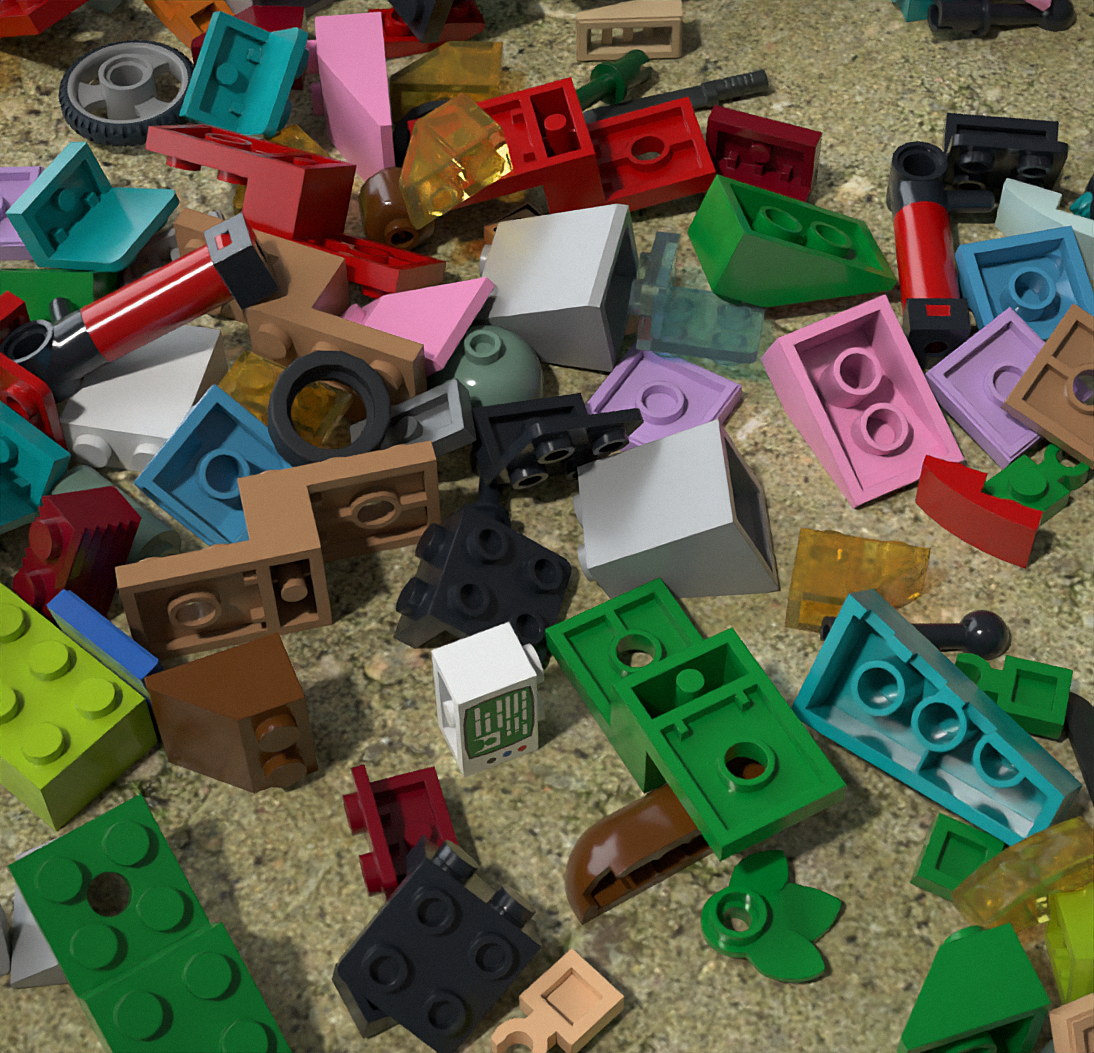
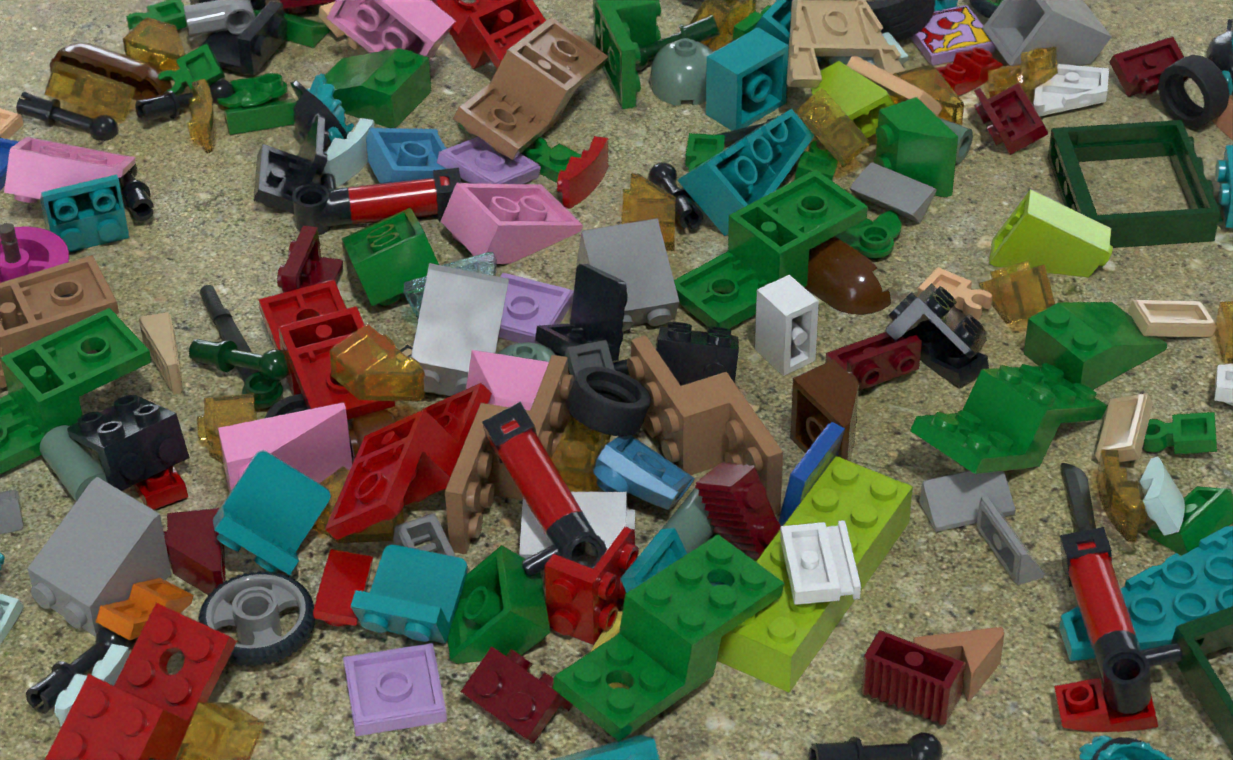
camera: 100 degrees left, 10 degrees down
(132, 166) = (341, 578): none -> red slope
(865, 976) = (893, 191): none -> light grey slope

